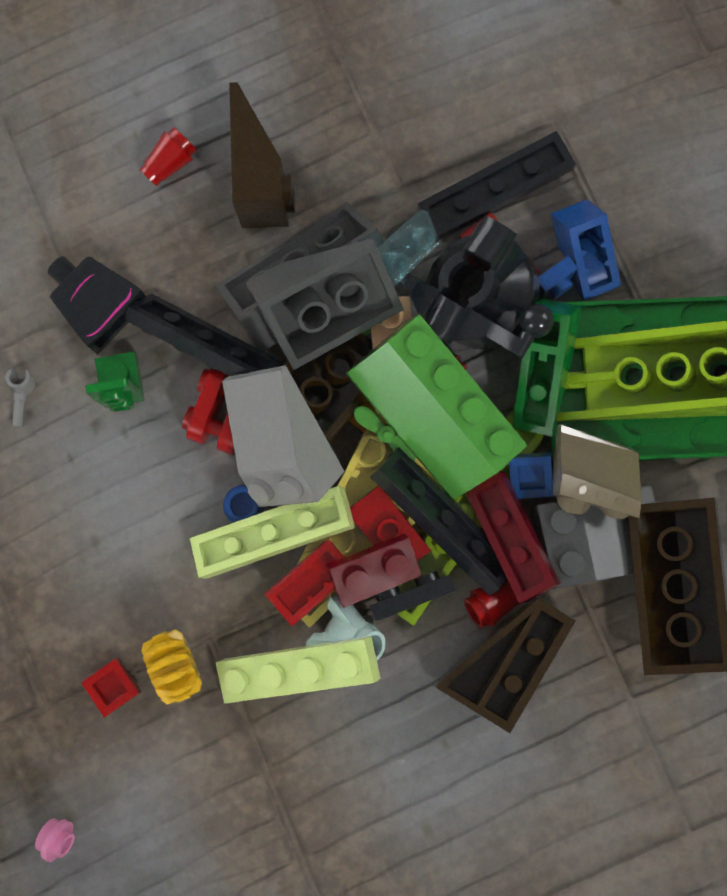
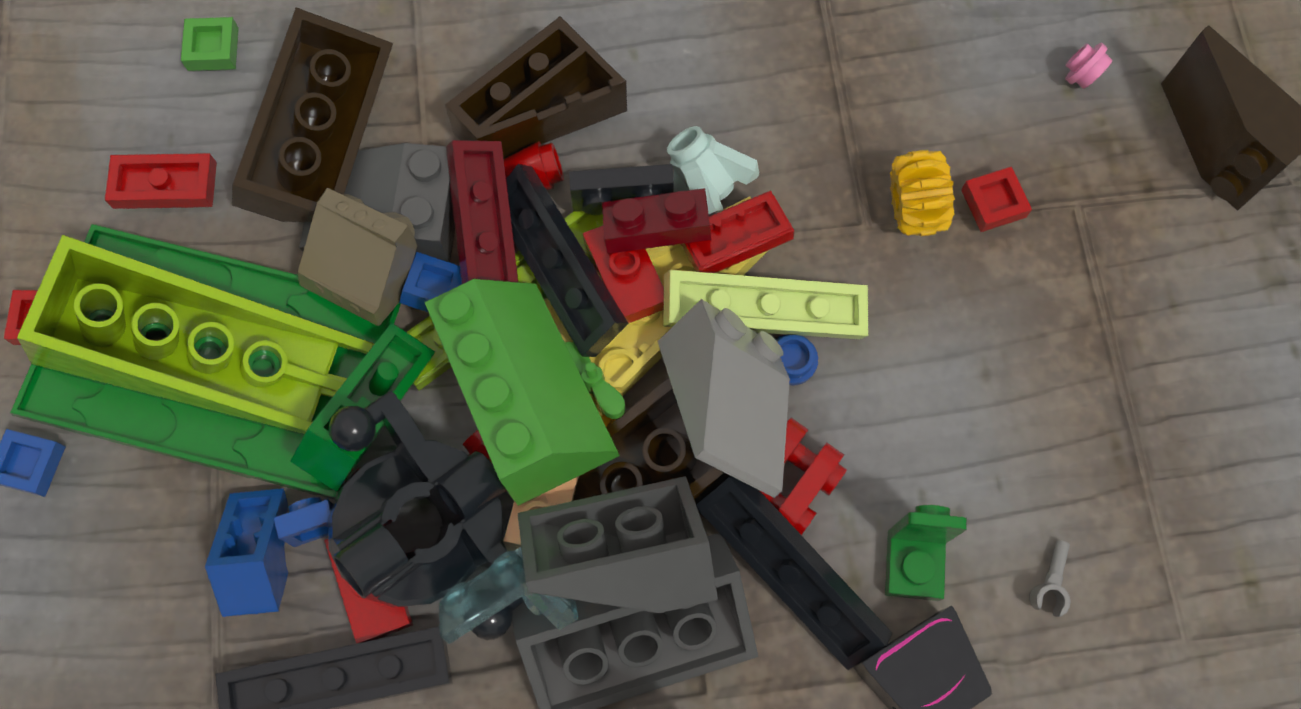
camera: 170 degrees left, 10 degrees down
(298, 670) = (775, 145): yellowish green plate -> none

